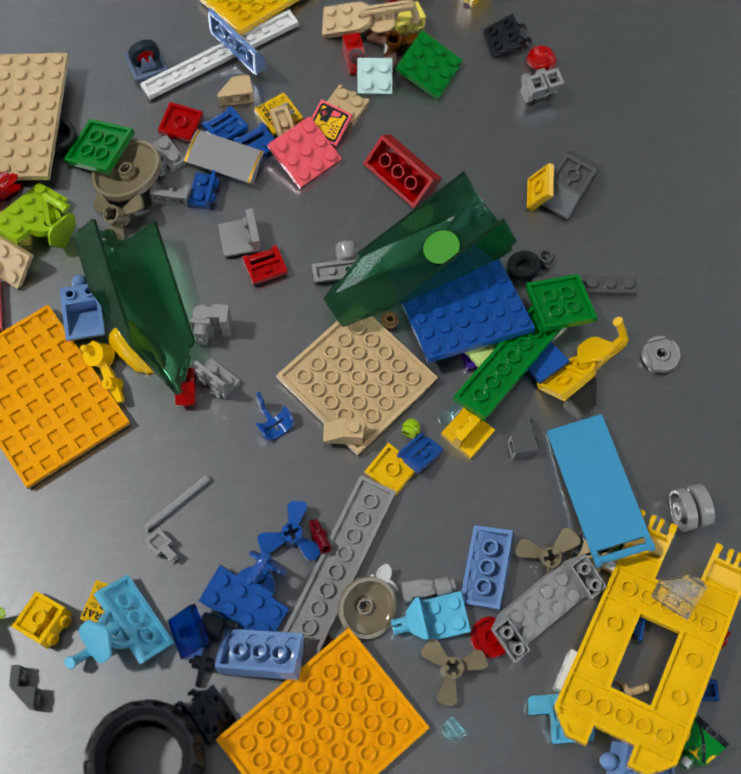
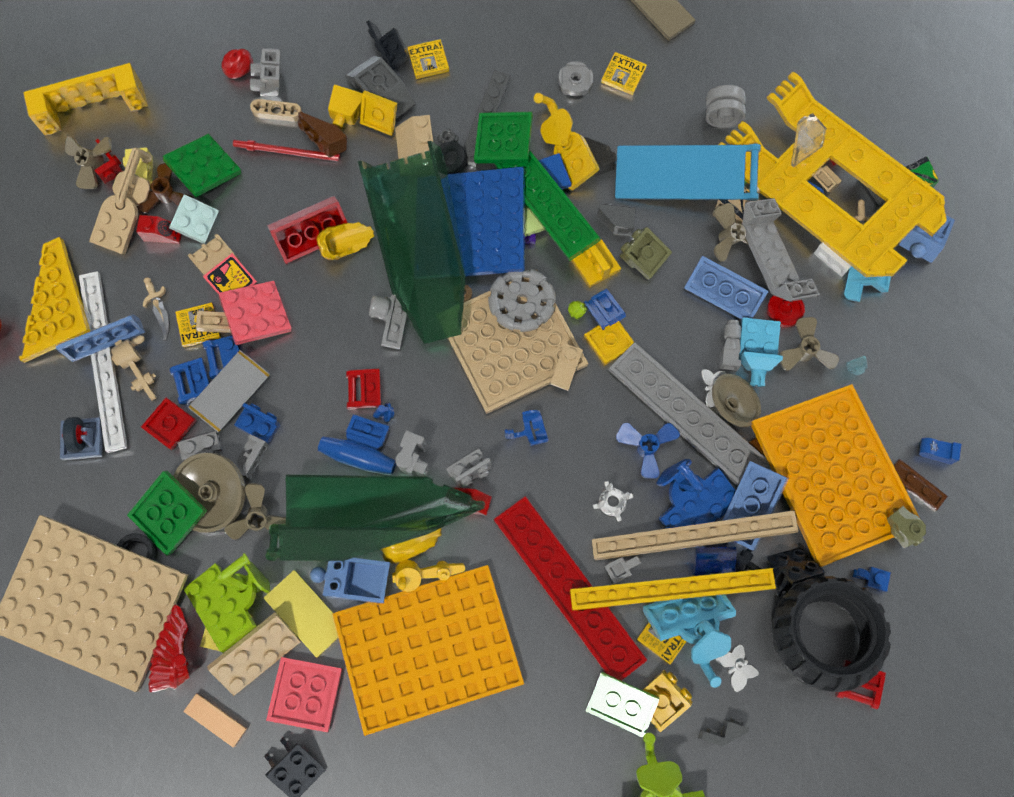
camera: 65 degrees left, 5 degrees up
(28, 582) = (622, 704): none -> tile
(43, 282) = (304, 613): none -> light yellow tile
(97, 687) = (740, 666): none -> white piece
(125, 504) = (557, 575): none -> red plate
(152, 599) = (672, 589): none -> yellow plate
(176, 503) = (582, 543): light grey piece -> none
(206, 279) = (361, 446): none -> blue plate
(210, 604) = (695, 535): none -> tan plate
(216, 523) = (606, 508): none -> white piece
(228, 68) = (126, 355): none -> tan piece
(236, 91) = (156, 355): tan slope -> none
(239, 236) = (323, 401): light grey bracket -> none
(249, 291) = (384, 411): none -> blue plate
(283, 79) = (158, 309): none -> piece
(320, 536) = (657, 421): dark red axle -> none
(397, 196) = (343, 240): none -> yellow hair
(403, 361) = (522, 289): none -> light grey plate
(441, 246) = (411, 219): bright green piece -> none
(447, 416) = (574, 276): clear light blue bar -> none
(466, 100) = (251, 145): none -> red bar
(496, 475) = (645, 252): none -> olive plate
(501, 151) = (323, 134): none -> reddish brown slope
(505, 35) = (197, 86): black plate -> none
(508, 113) = (270, 105): none -> tan beam
(530, 231) = (413, 136): none -> tan slope
(535, 157) = (344, 106): none -> yellow torso
(613, 178) = (390, 47): none -> black bracket
(621, 215) = (428, 59): none -> yellow tile
(657, 641) = (827, 178): none -> tan piece
(689, 400) = (623, 73): none -> yellow tile

